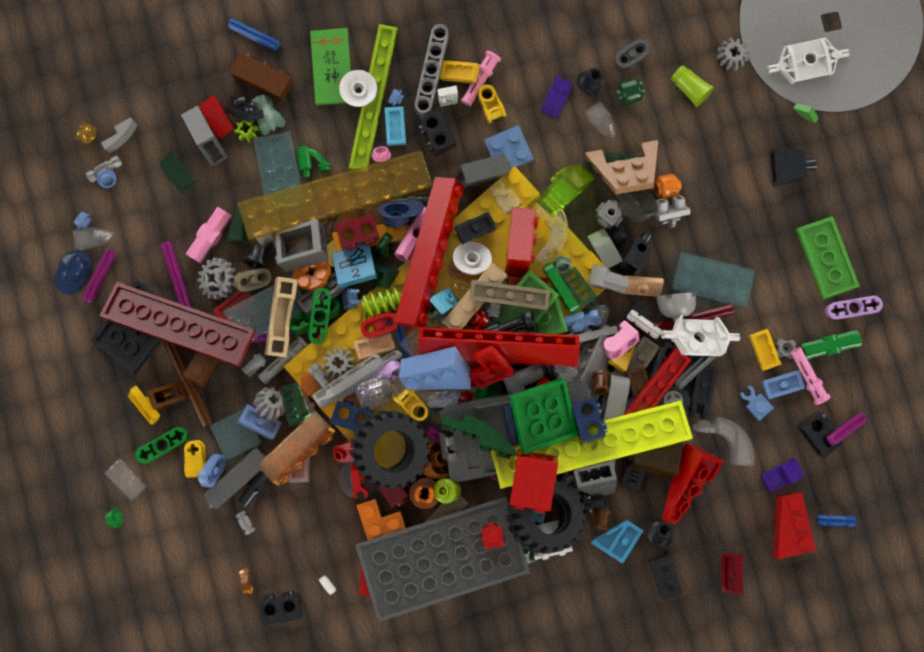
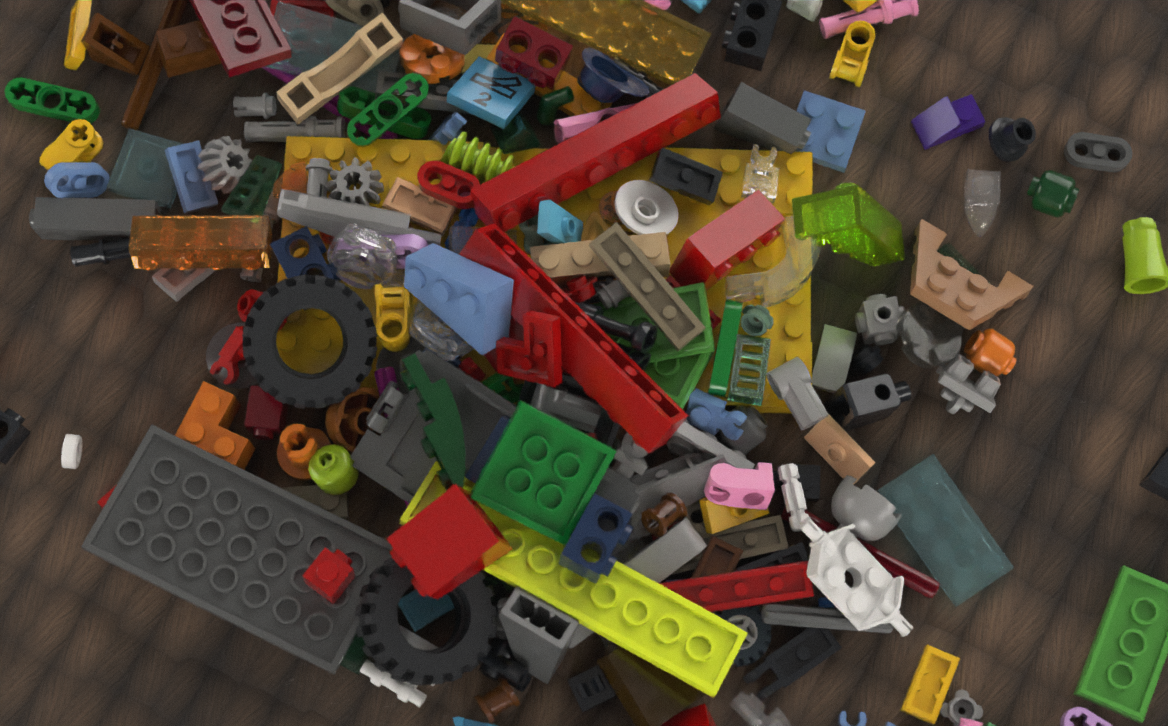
camera: 45 degrees right, 10 degrees down
(245, 522) = (52, 283): light grey piece -> none

